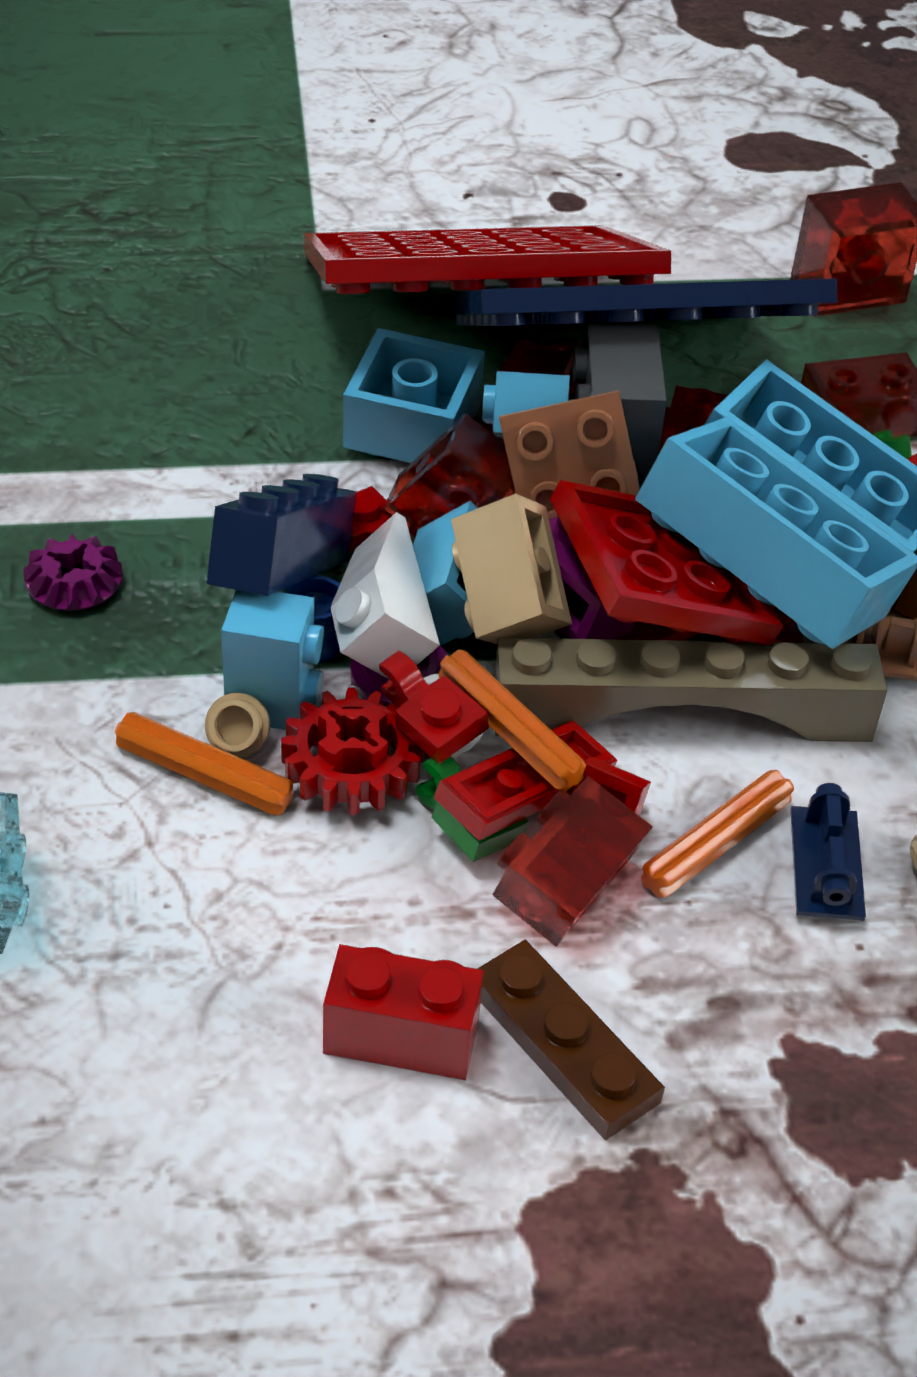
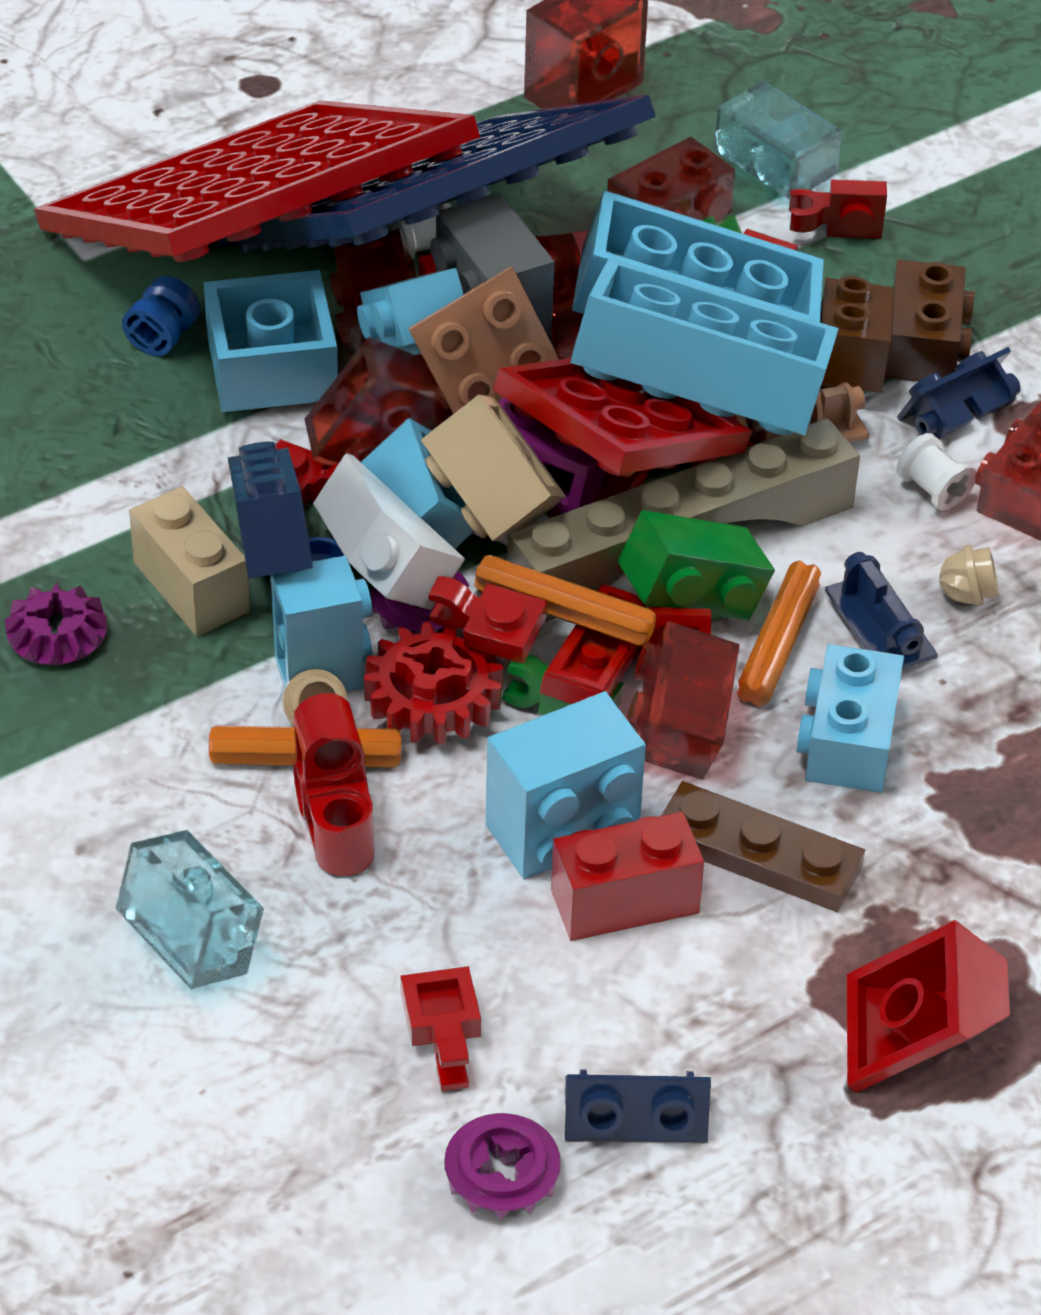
camera: 25 degrees left, 0 degrees up
(65, 1236) = (511, 1140): none -> magenta gear
(135, 1073) = (444, 1013): none -> red plate
(190, 808) = (333, 784): none -> red piece
(205, 603) = (189, 561): none -> tan brick
(245, 1252) = (637, 1107): none -> dark blue hinge
(338, 351) = (161, 315): none -> blue wheel
(393, 886) = (560, 778): none -> medium azure brick
(619, 1284) = (922, 1002): none -> red slope
(662, 735) = (695, 565): none -> green brick
(733, 946) = (852, 717): none -> medium azure brick

